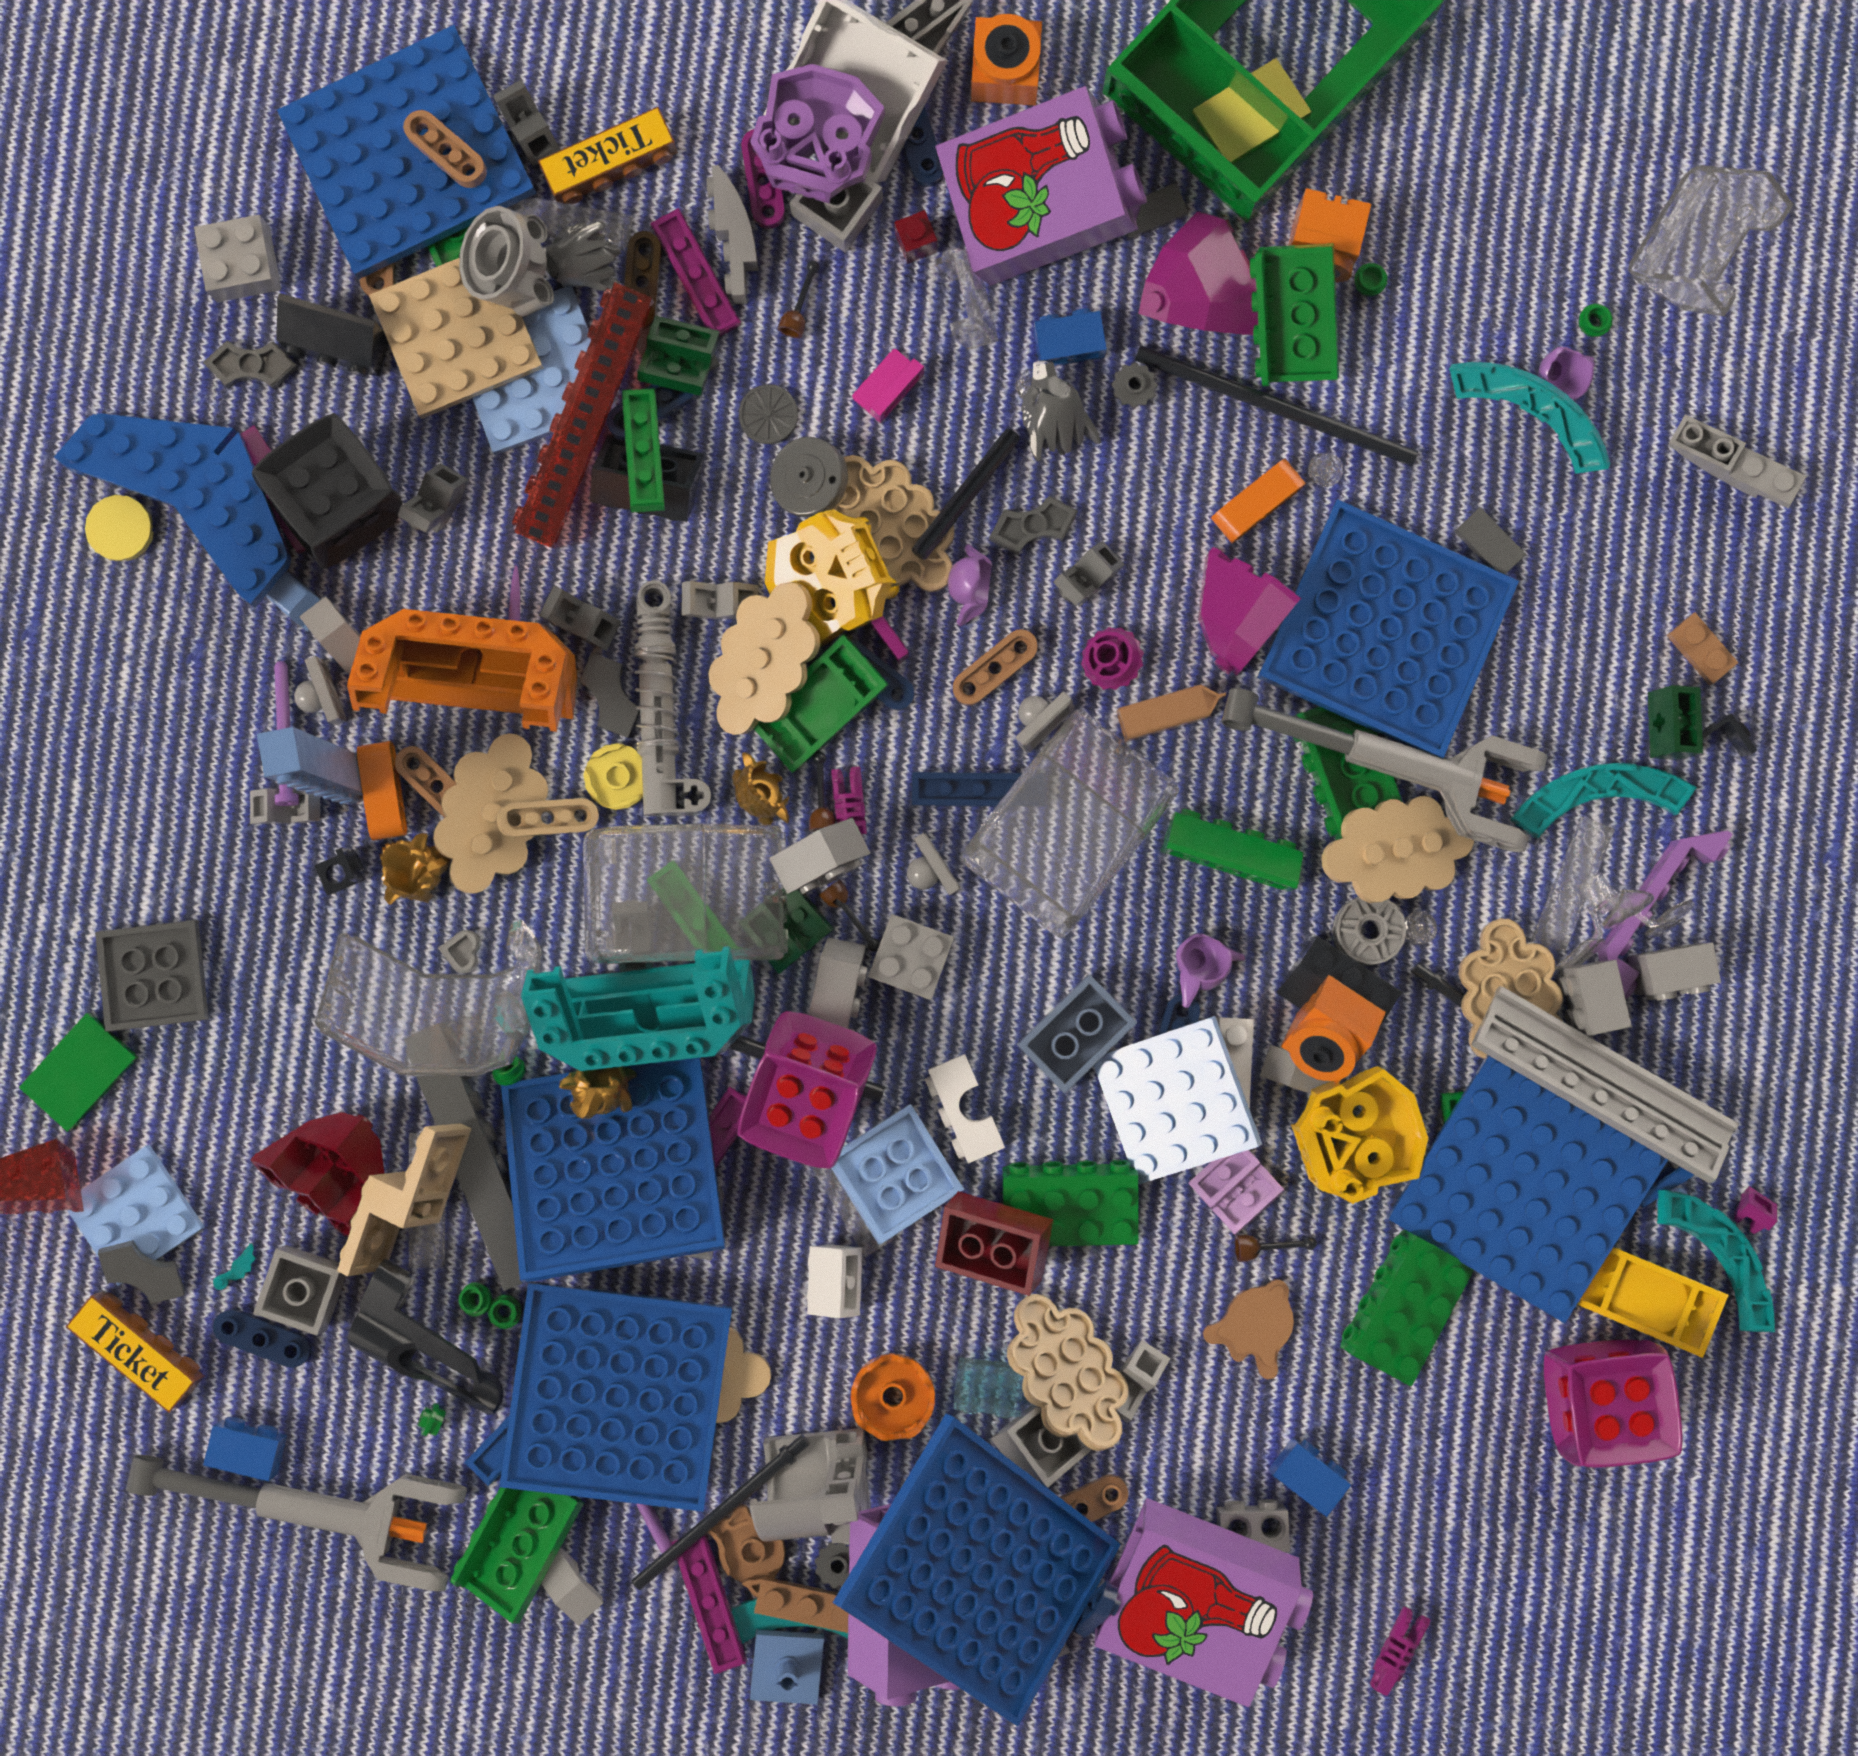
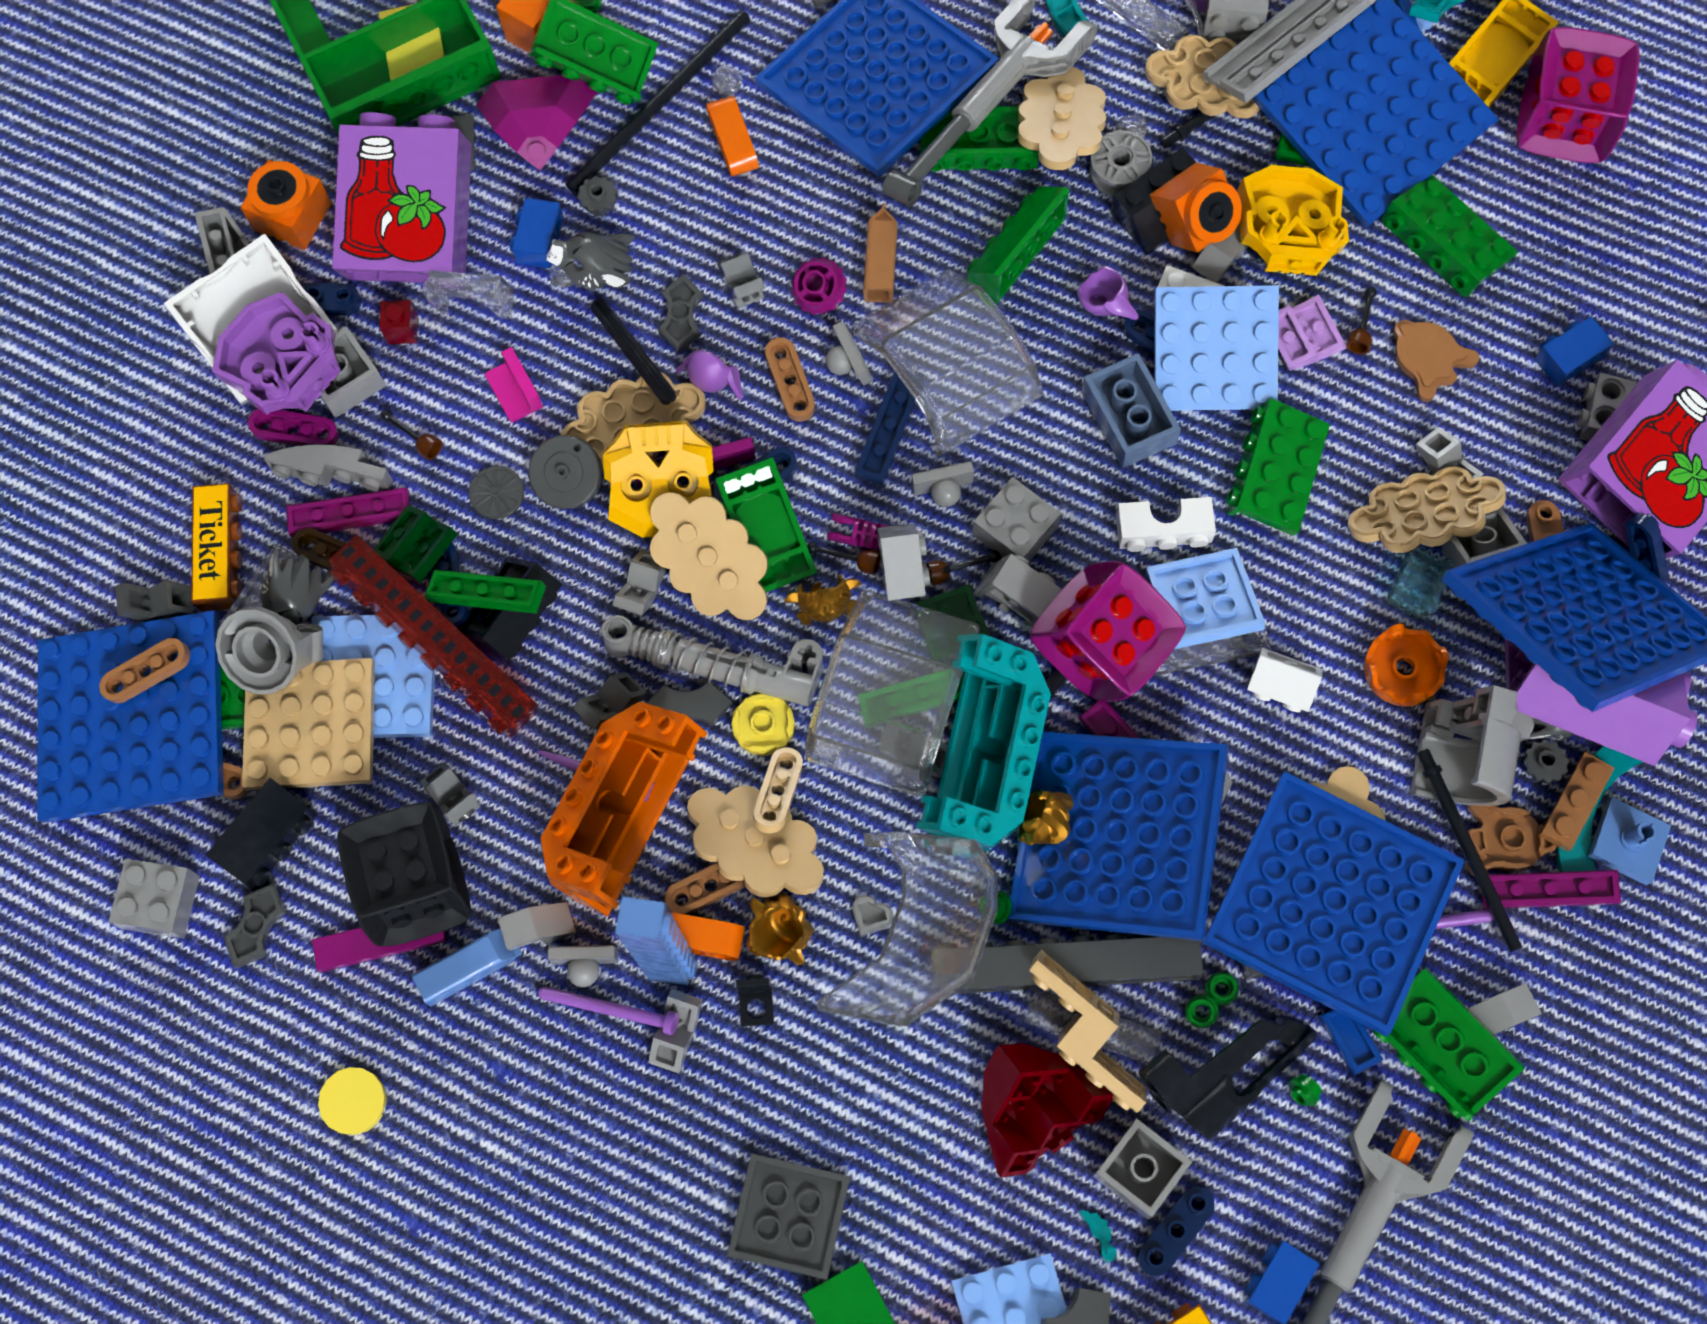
camera: 70 degrees left, 15 degrees down
(201, 474) = (323, 1013): blue wing -> none
(993, 1243) = (1294, 529): dark red brick -> none
(1239, 609) = (817, 168): magenta brick -> none

